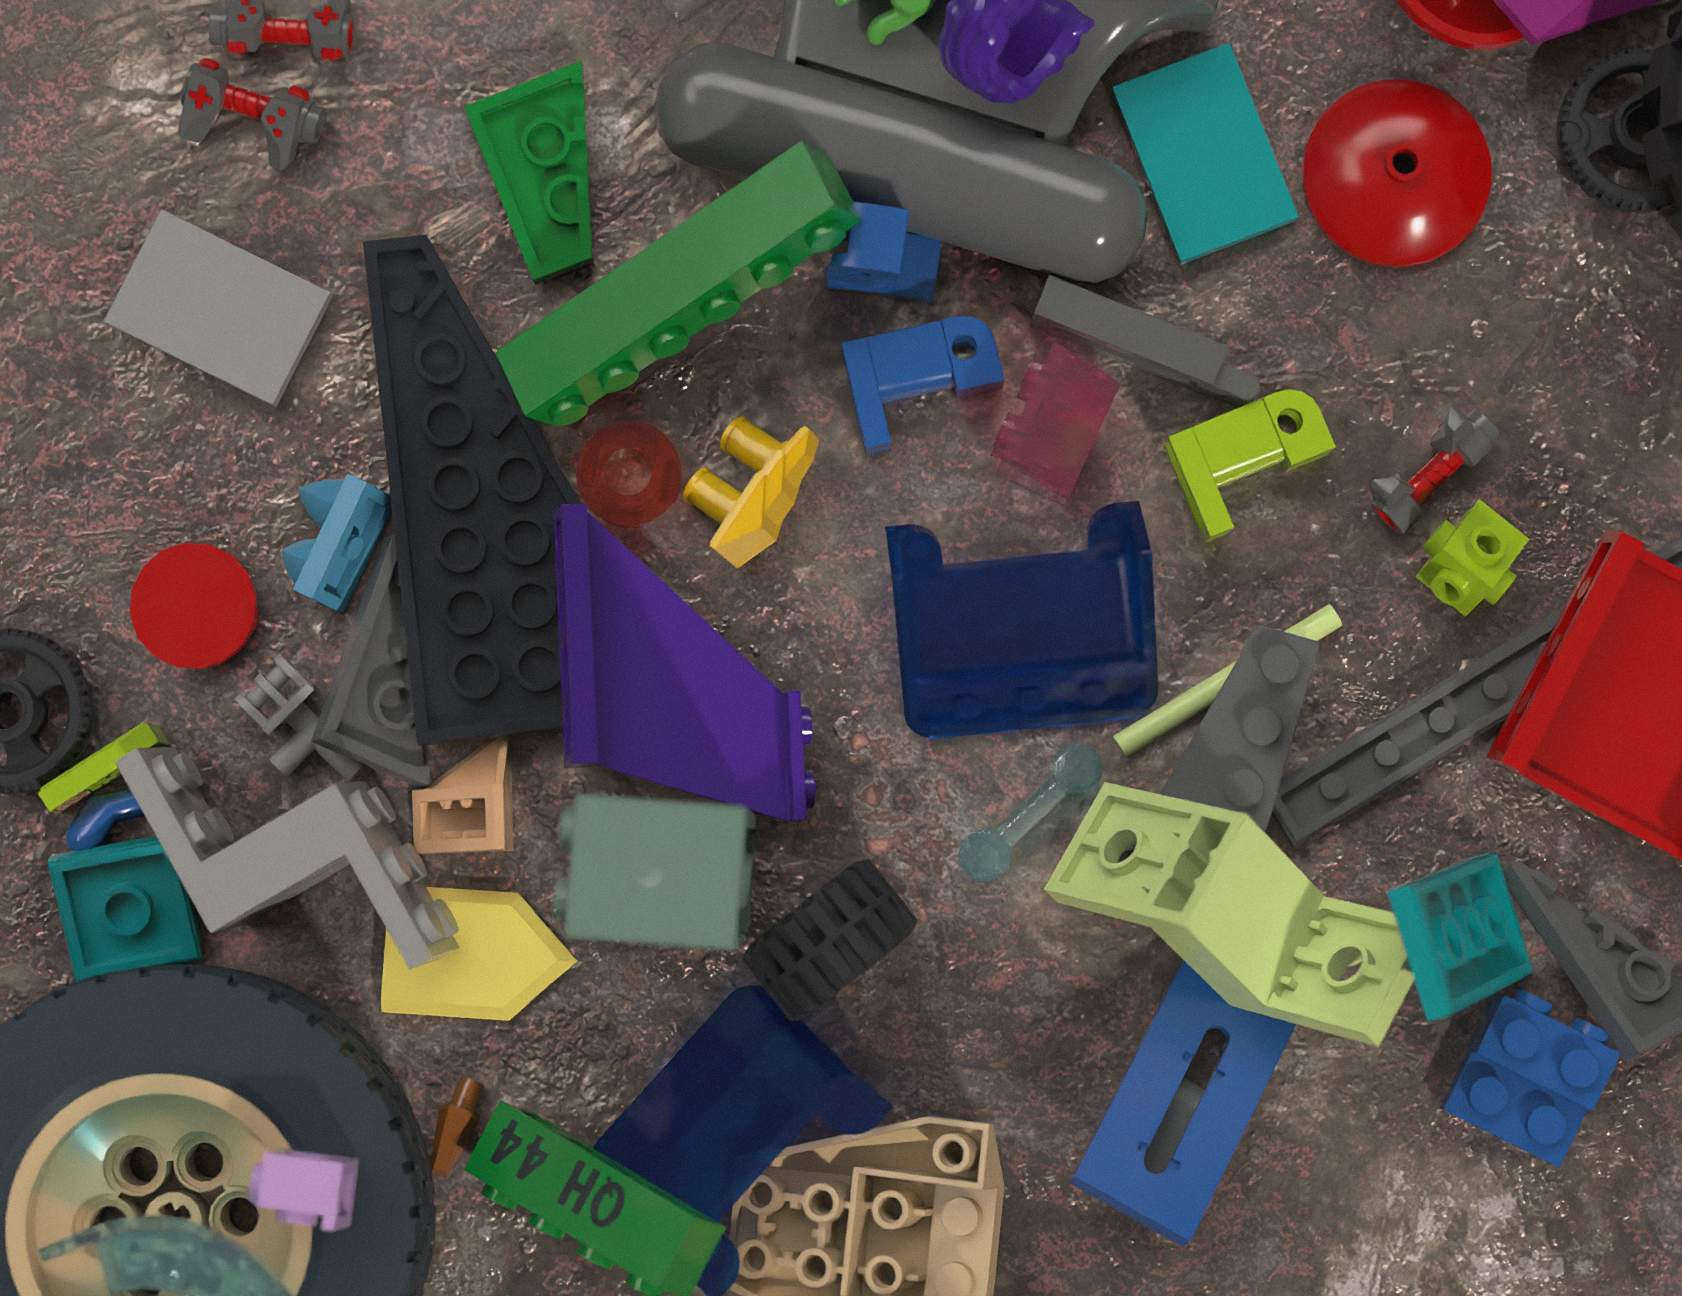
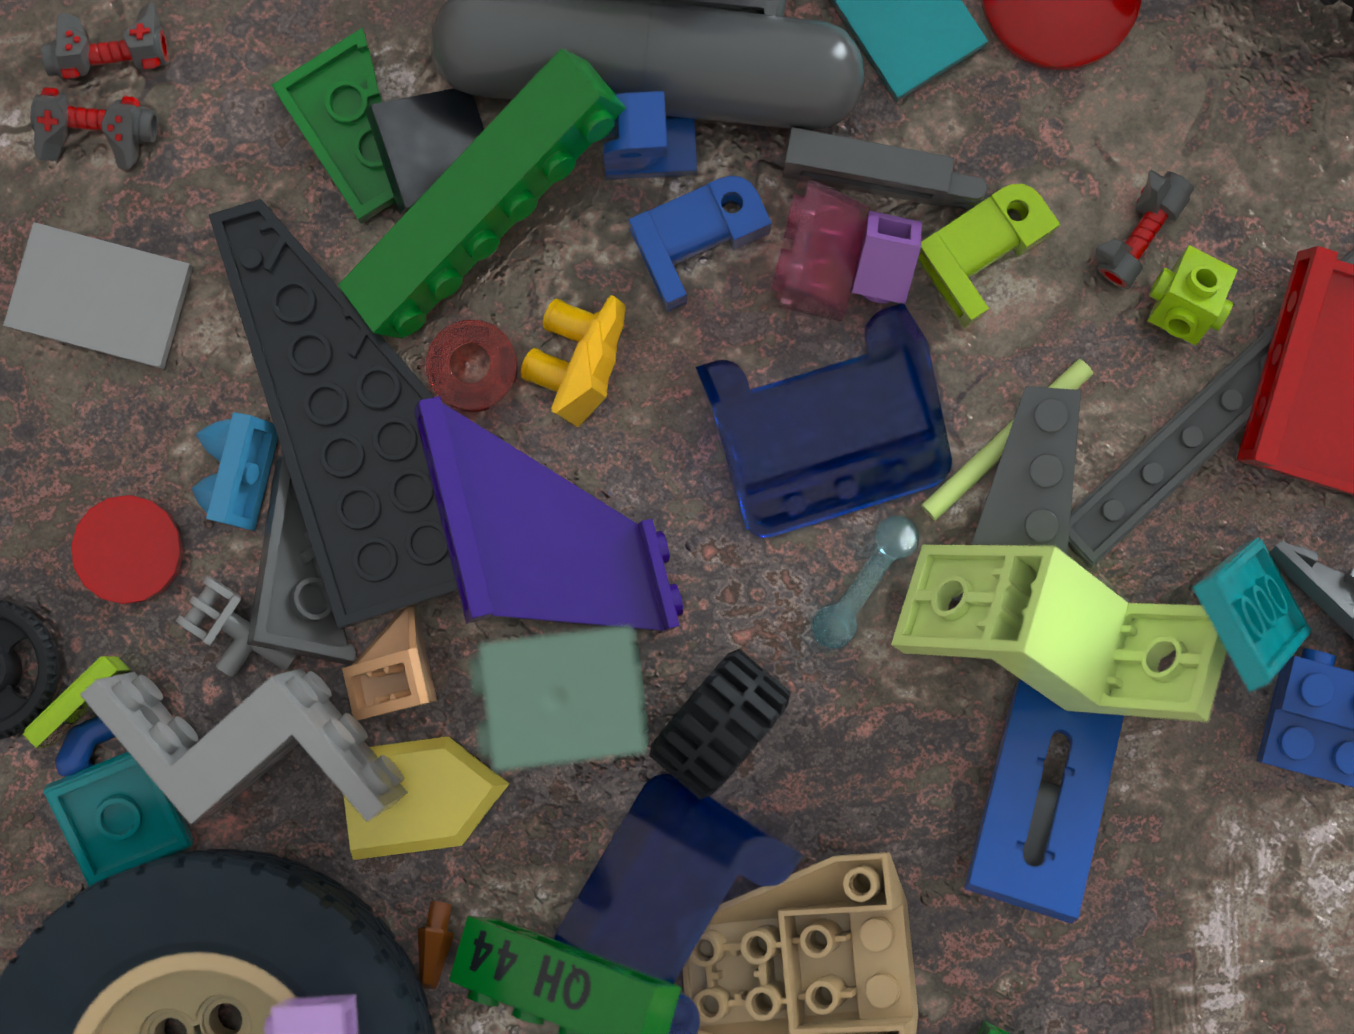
camera: 15 degrees left, 0 degrees up
(626, 205) = (422, 139): none -> black tile
(1129, 445) = (887, 258): none -> medium lavender brick

